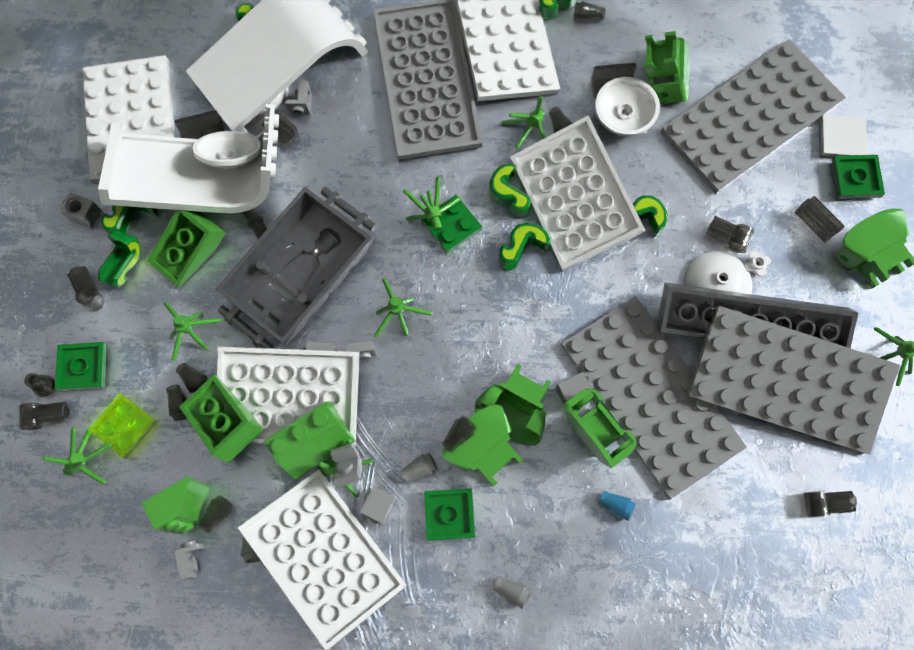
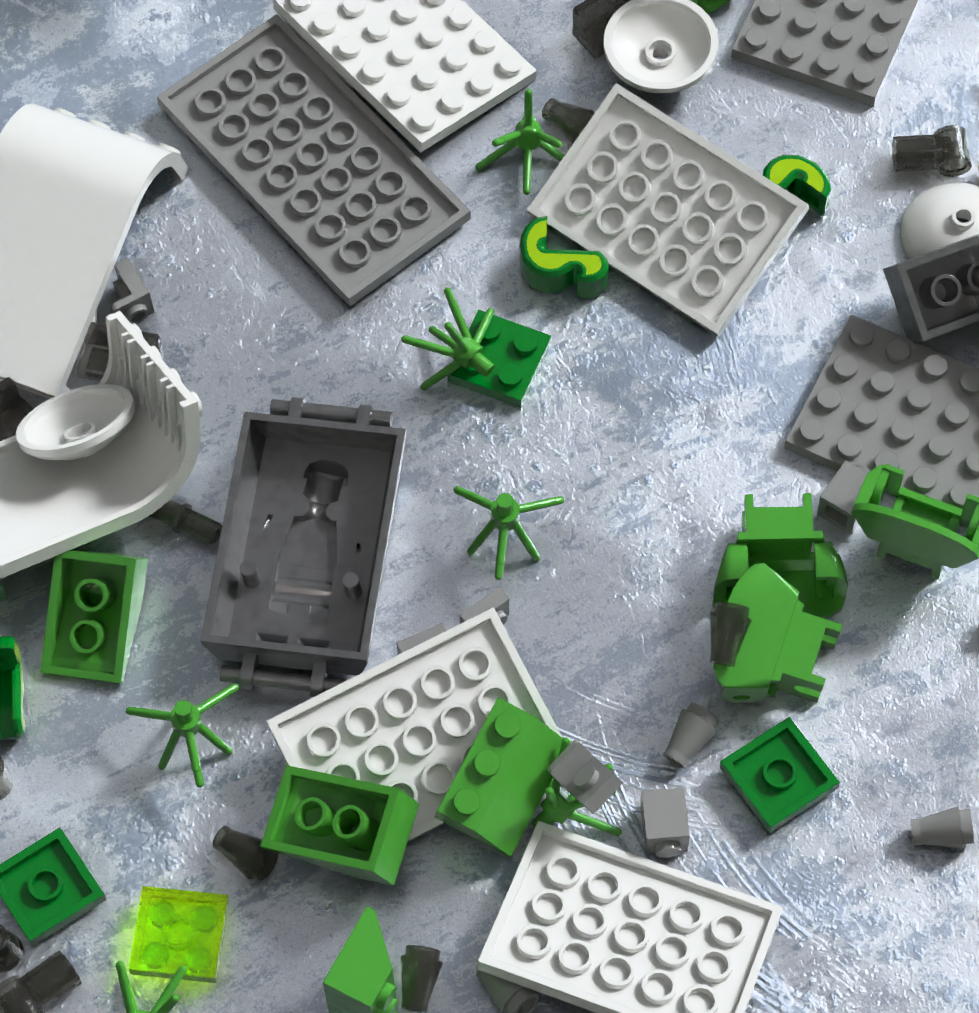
camera: 30 degrees left, 10 degrees down
(191, 377) = (243, 803): clear smoke cone -> none
(519, 238) = (621, 325): green animal -> none

